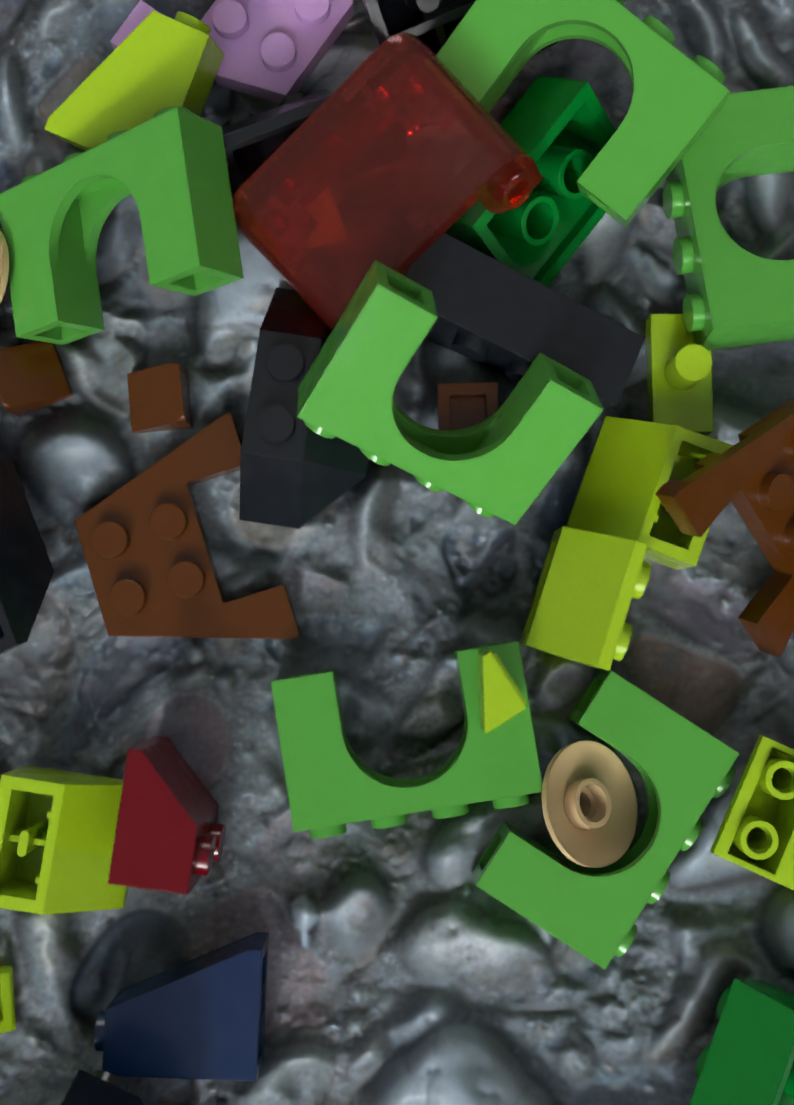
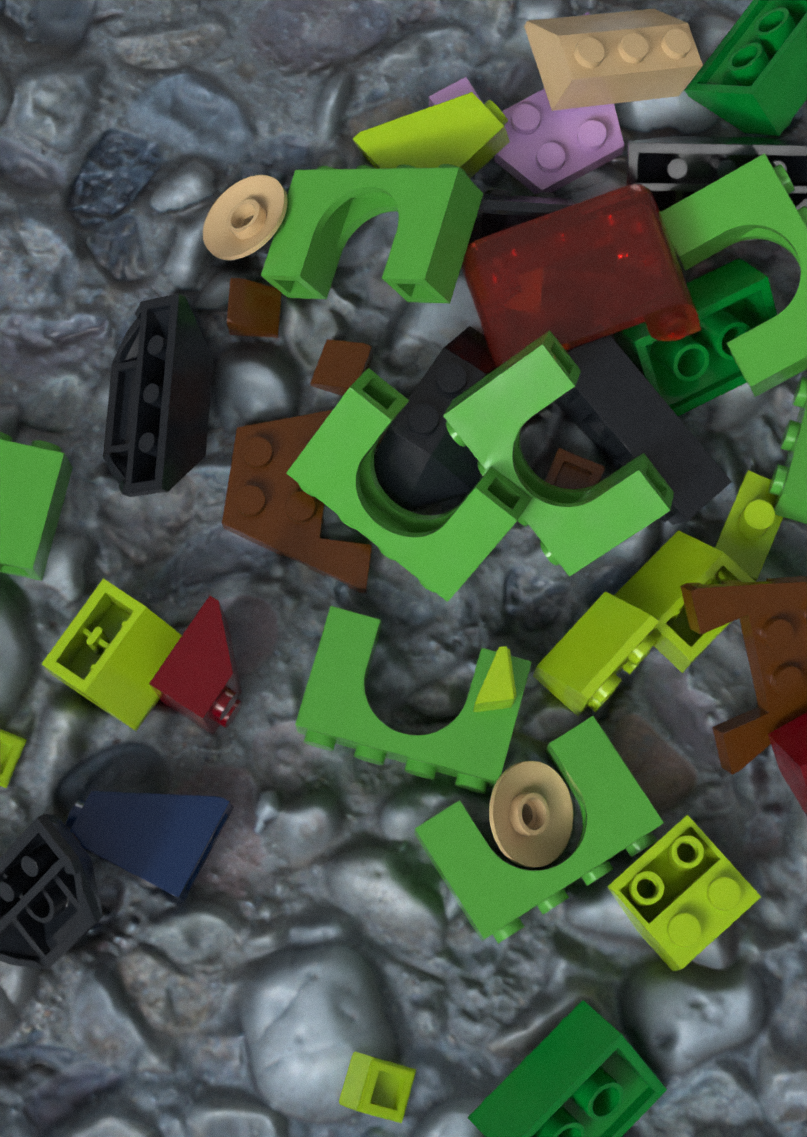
camera: 25 degrees right, 10 degrees down
(355, 561) = (342, 475): none -> bright green arch

